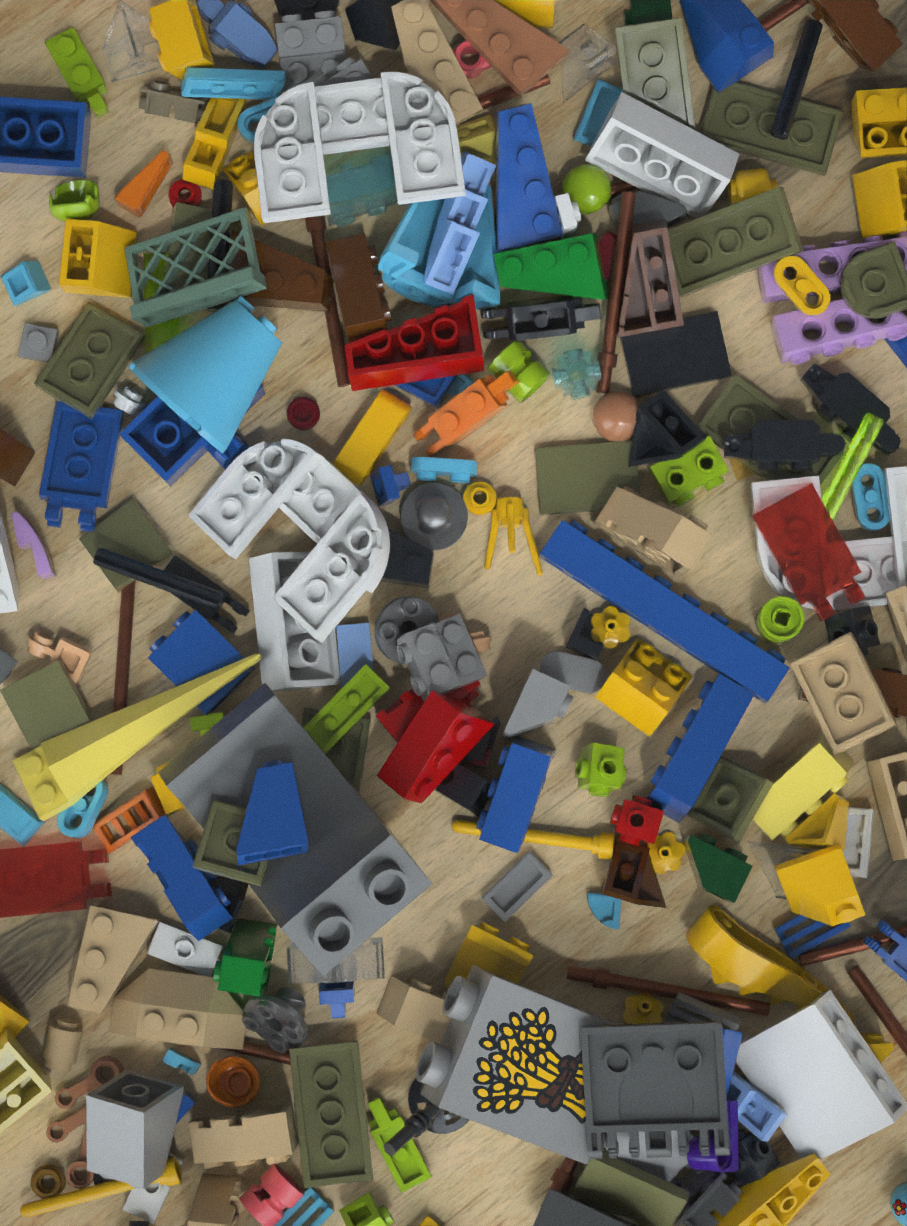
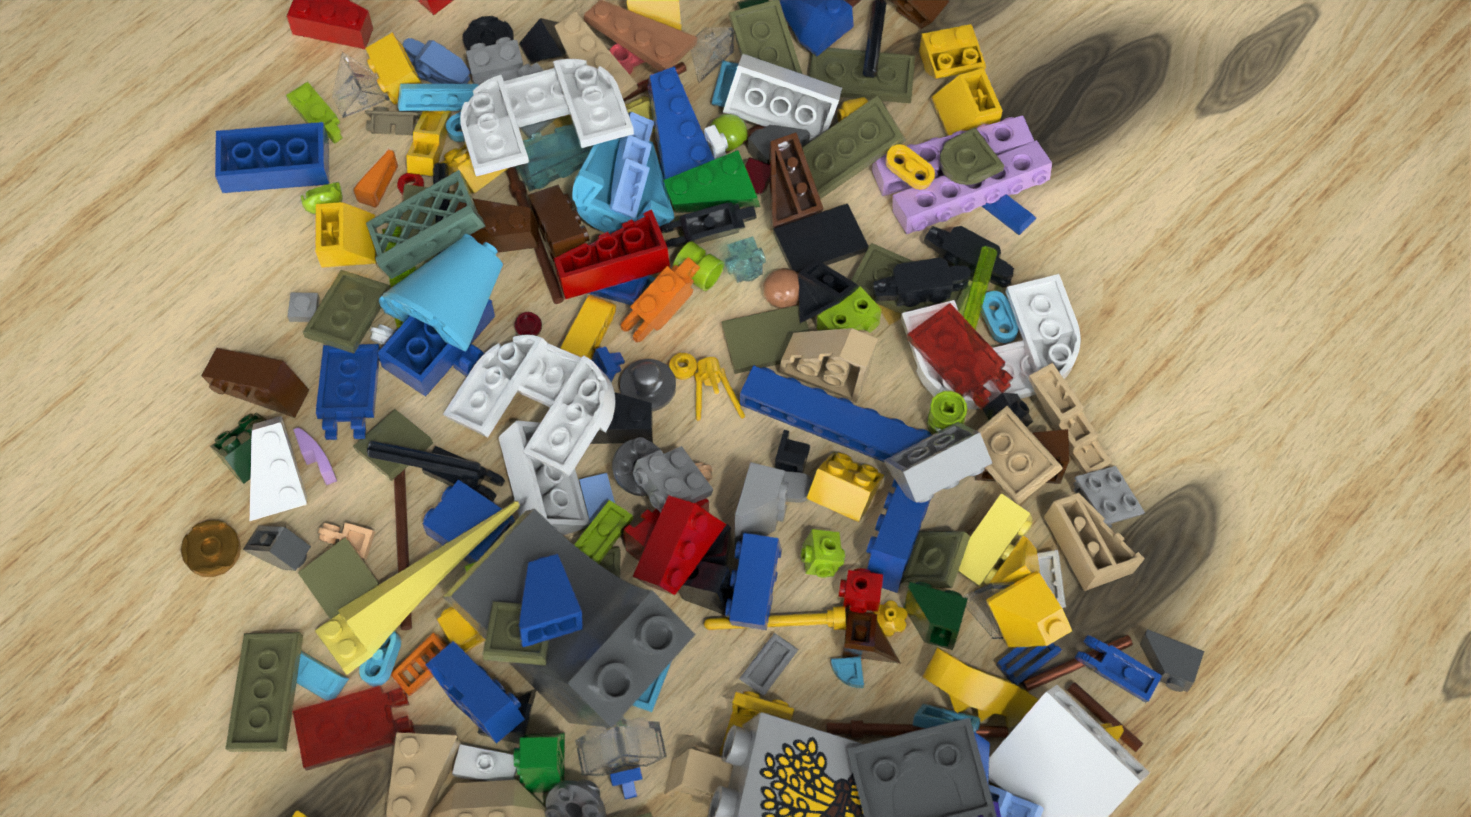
camera: 15 degrees left, 20 degrees down
(25, 282) = (288, 264): medium azure slope -> none
(457, 469) = (652, 345): medium azure plate -> none
(601, 631) = (812, 450): yellow plant -> none
(607, 356) = (765, 200): copper bar -> none
(702, 991) = (932, 716): none -> medium azure tile
(754, 689) = (939, 462): none -> slope

